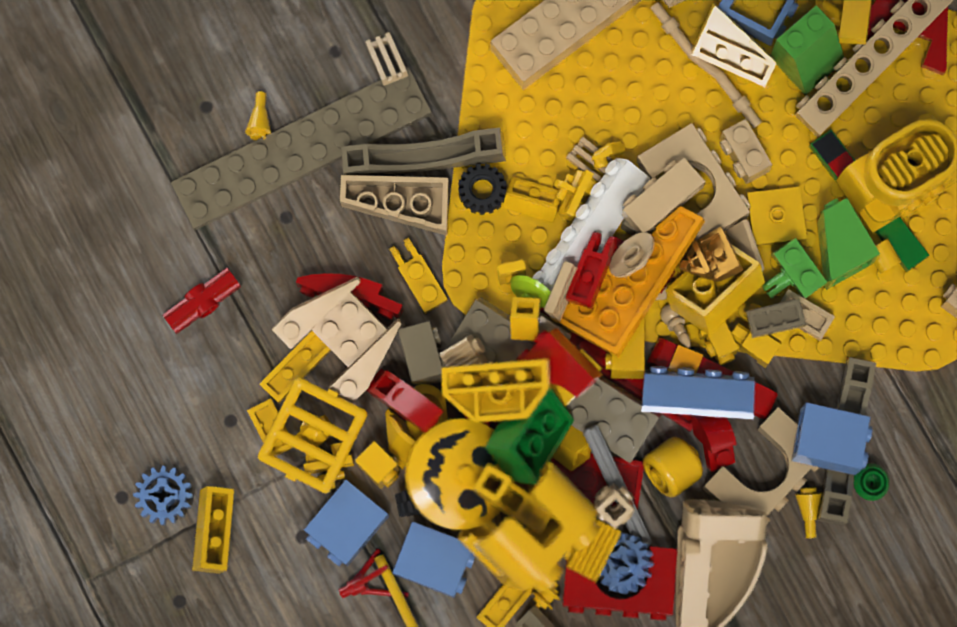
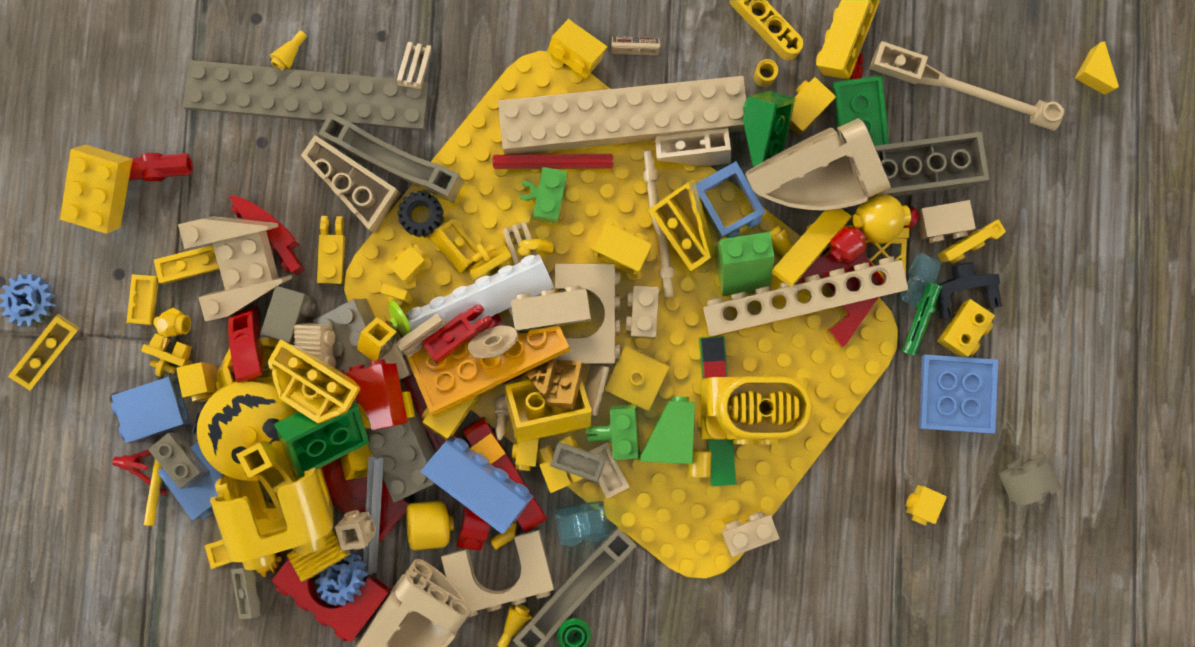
camera: 25 degrees right, 5 degrees up
(166, 349) = (95, 188): none -> yellow brick
(277, 432) = (137, 307): yellow bar -> none
(409, 544) = (178, 460): none -> dark tan brick
(500, 240) = (408, 263): none -> yellow brick
(572, 67) = (552, 161): none -> red axle
(589, 99) = (548, 196): none -> bright green brick
(690, 104) = (622, 249): none -> yellow piece
(749, 433) = (501, 539): none -> yellow arm
(812, 377) = (581, 523): none -> clear light blue brick
(832, 439) = (562, 585): medium blue brick -> none

